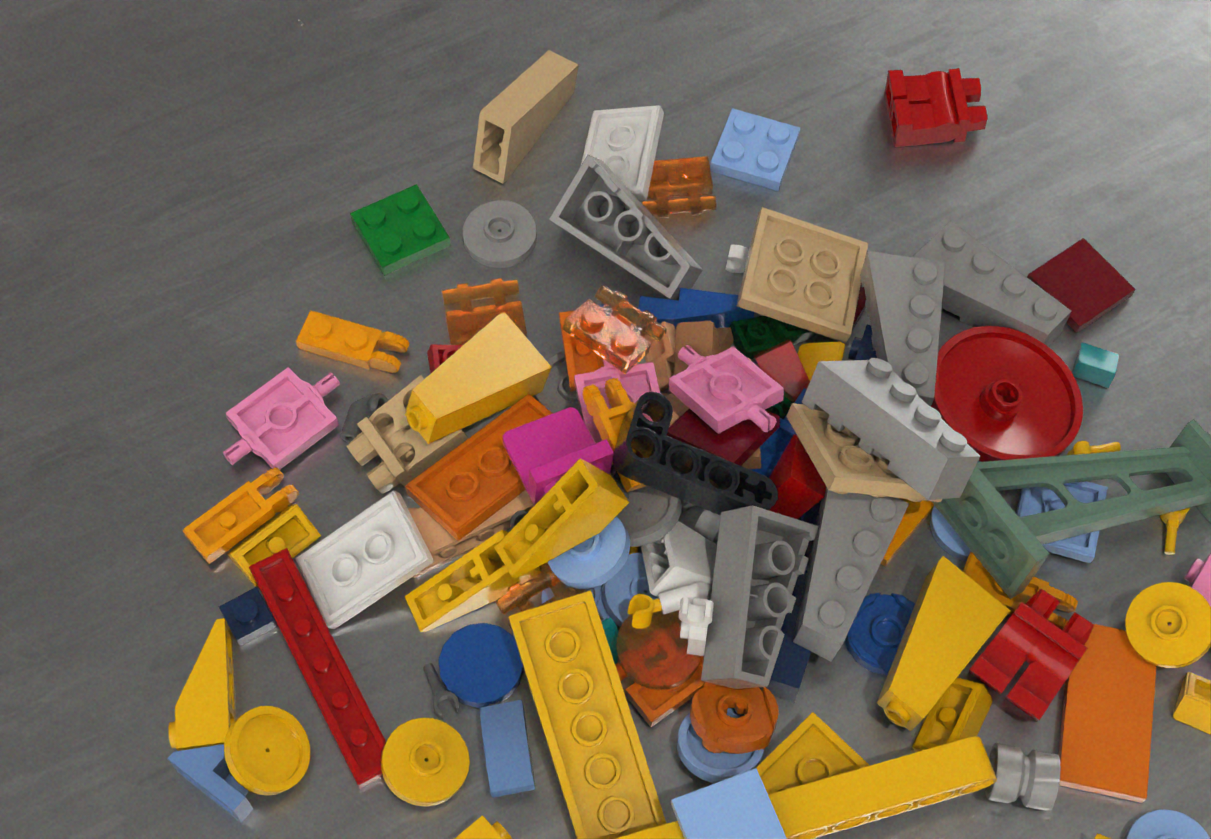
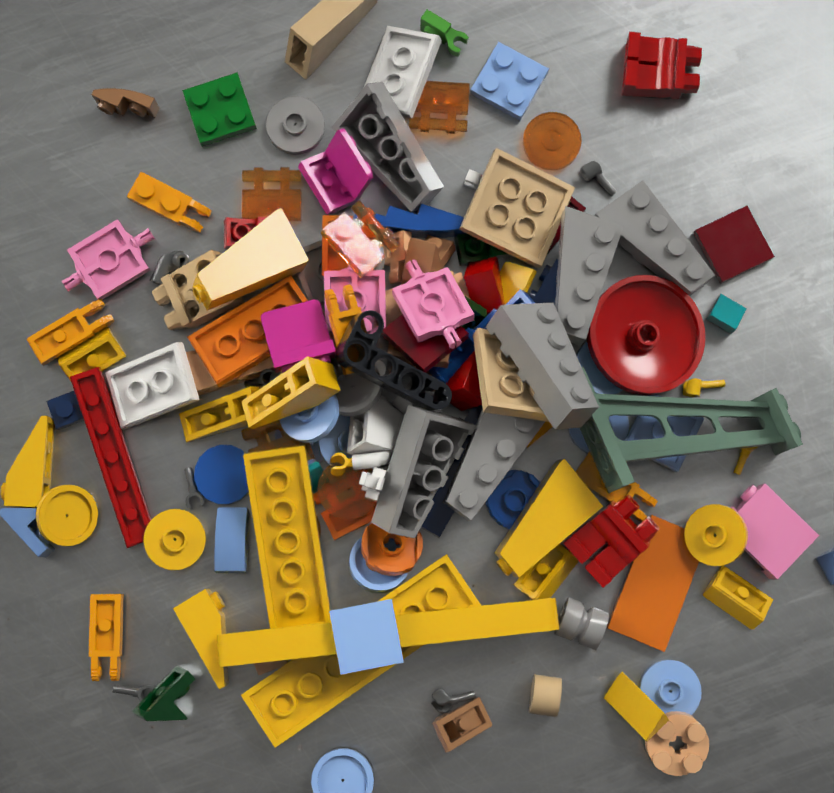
camera: 10 degrees right, 20 degrees up
(270, 233) = (118, 100): none -> medium nougat slope
(569, 269) = (337, 174): none -> dark pink bracket
(651, 95) = (436, 25): none -> bright green plate
(825, 202) = (555, 153): none -> clear orange piece
(884, 227) = (593, 170): none -> dark grey hand

